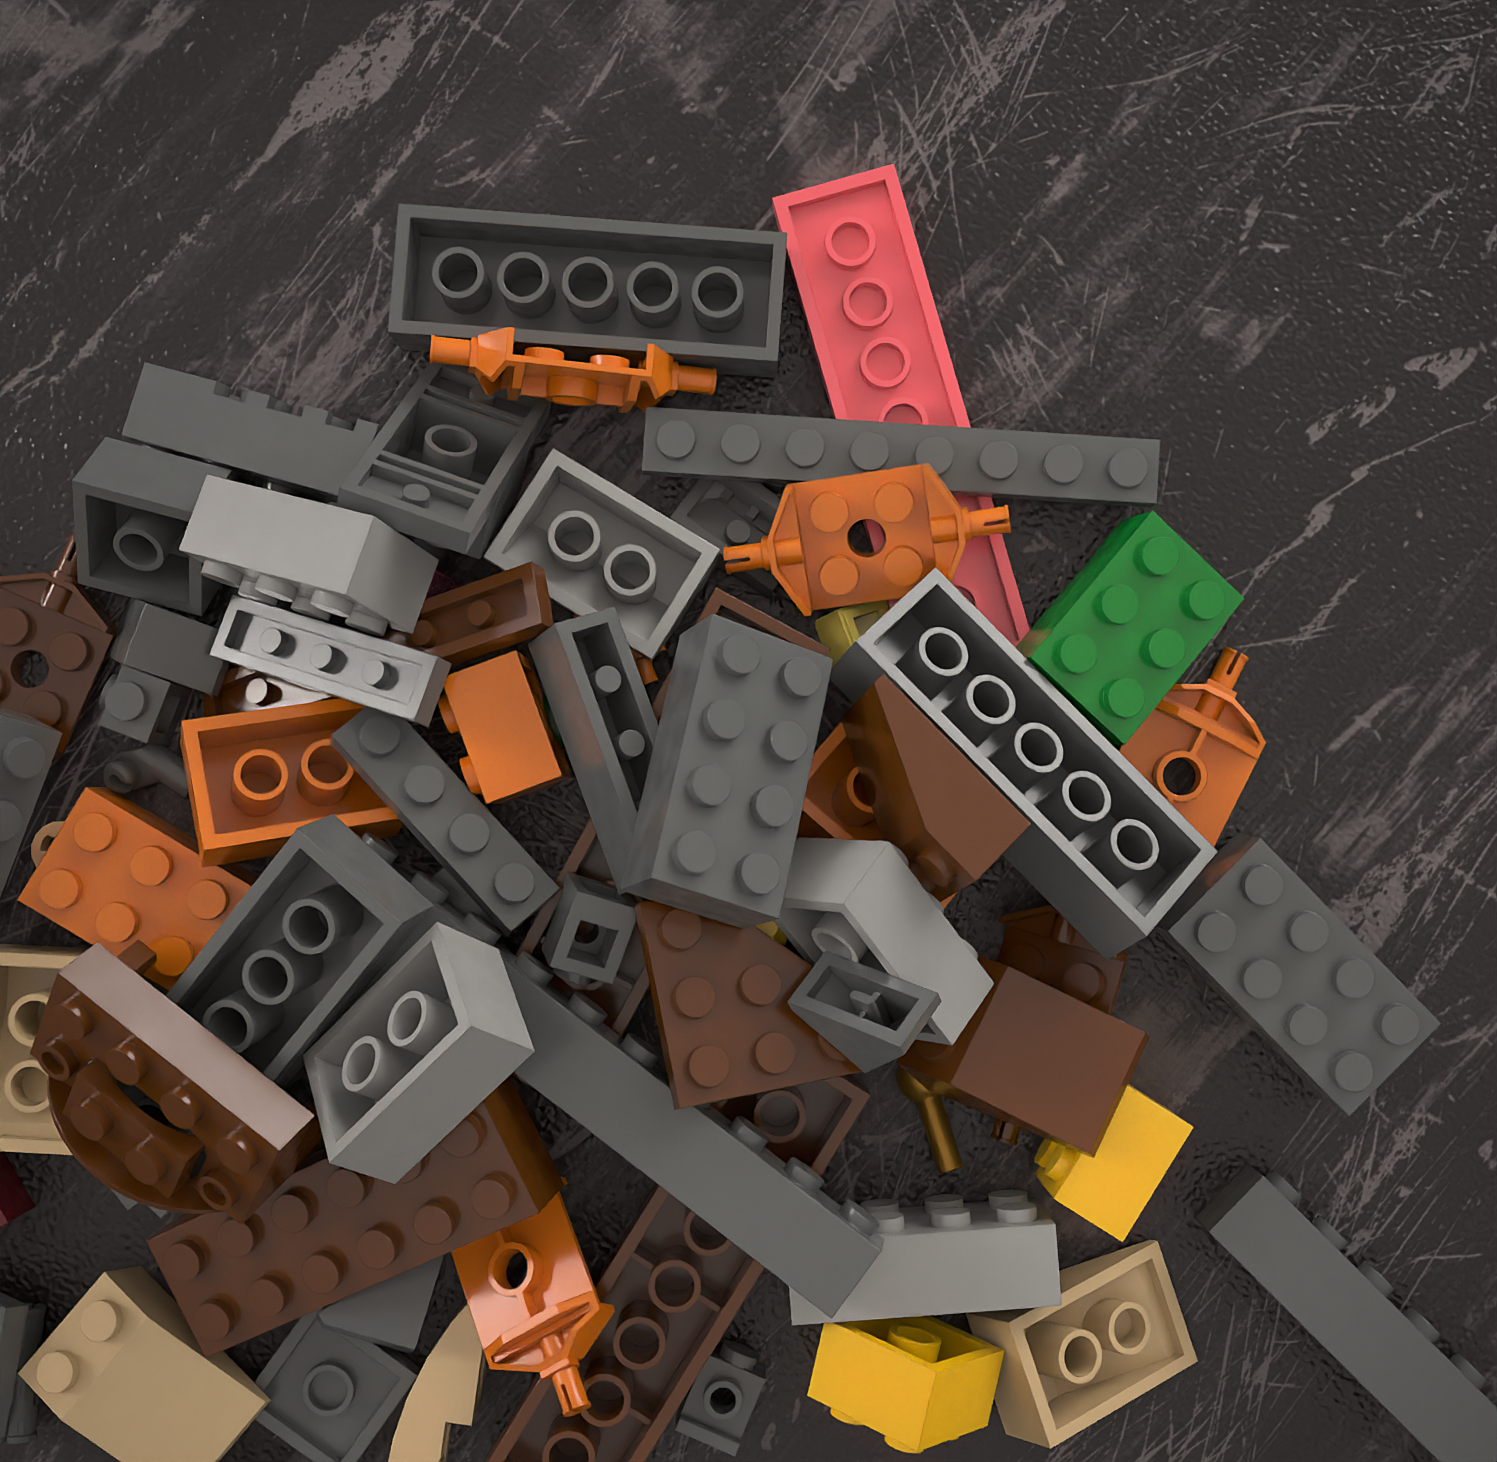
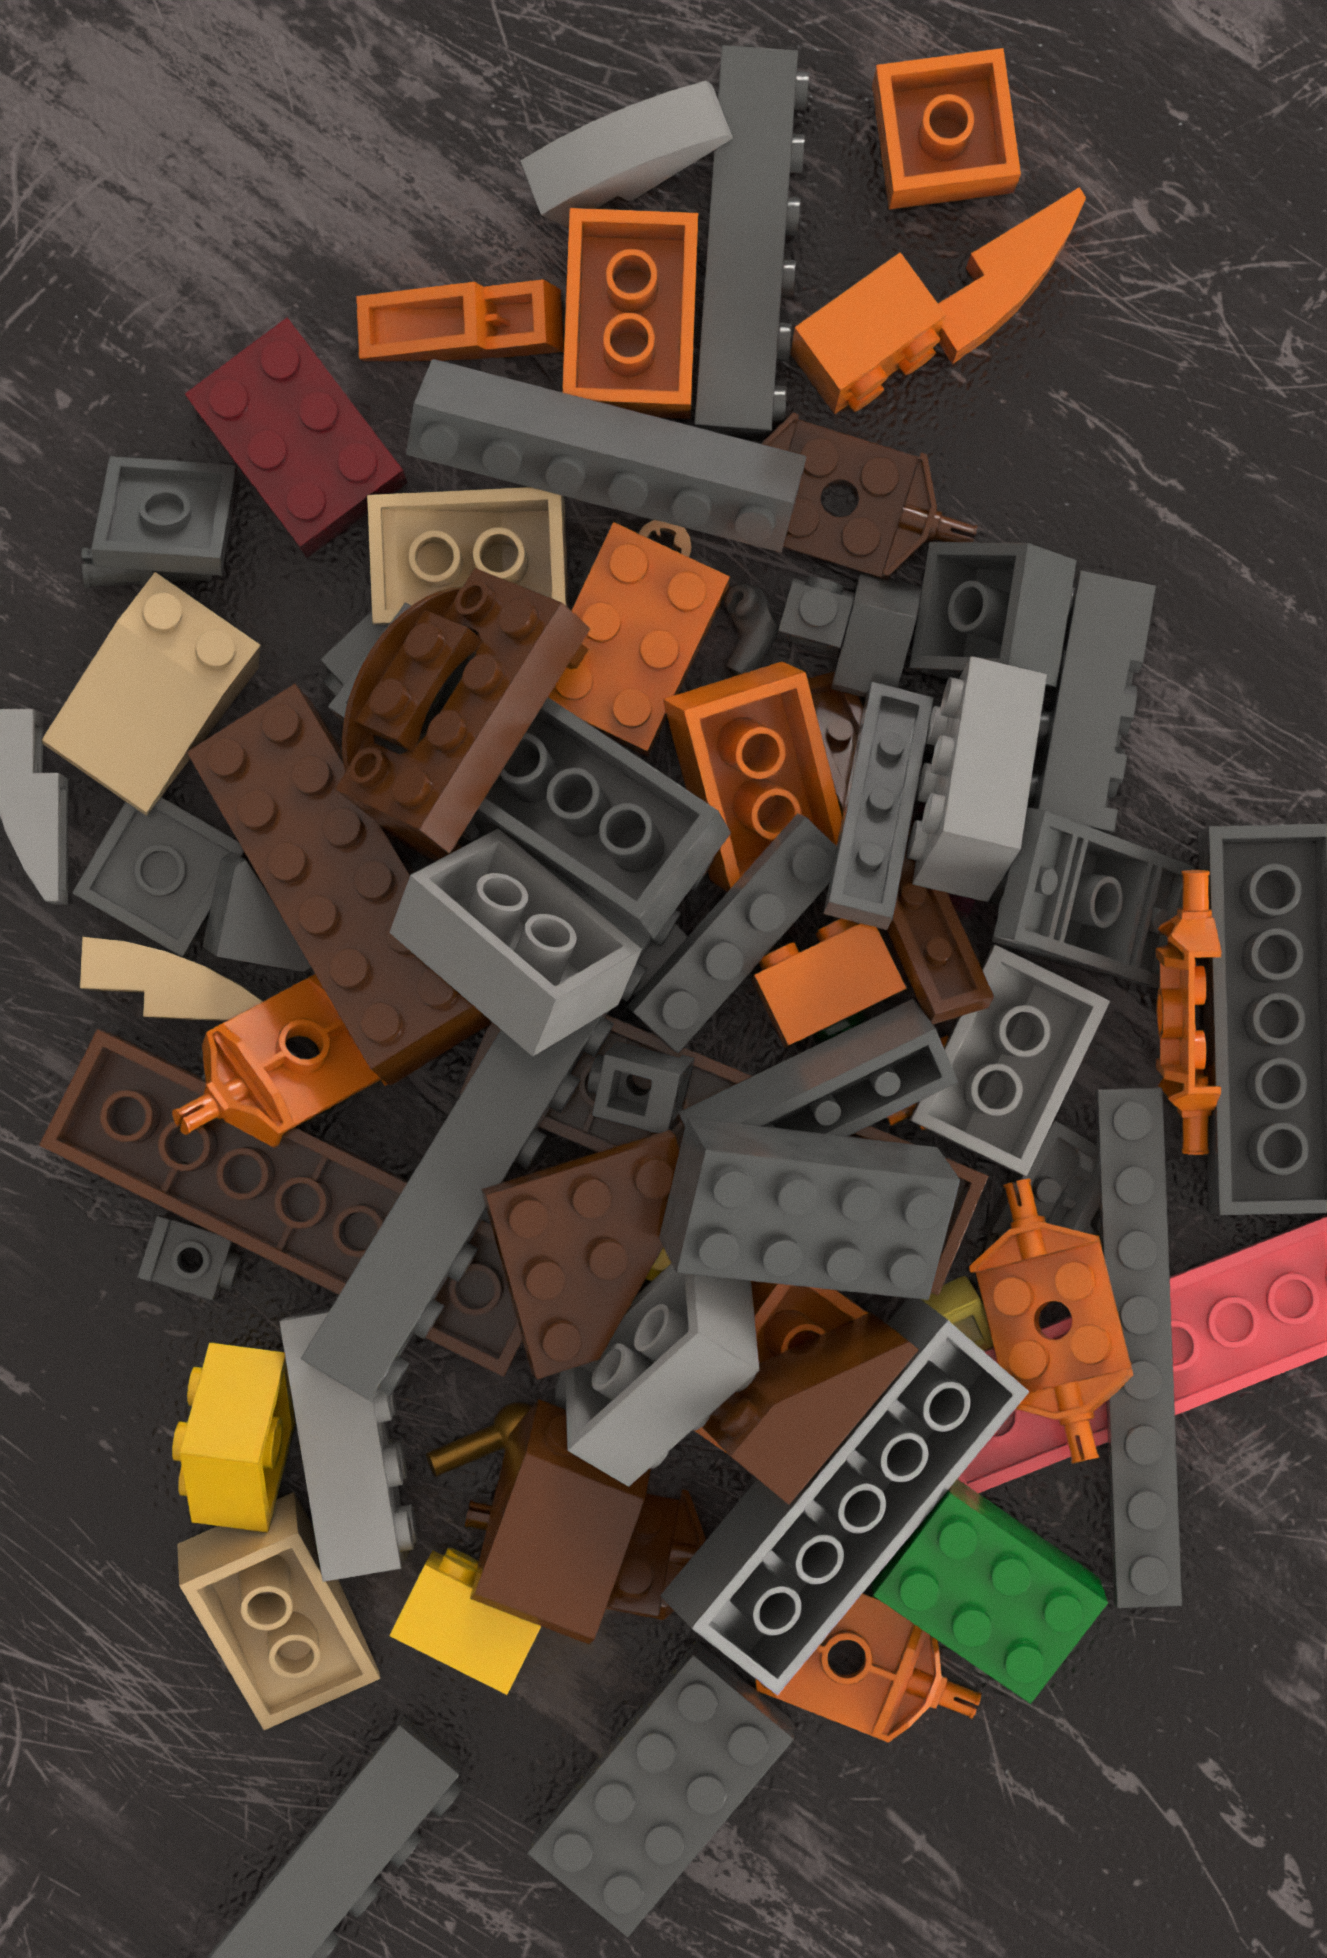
camera: 85 degrees right, 0 degrees up
(863, 1010) = (595, 1359): dark grey slope -> none

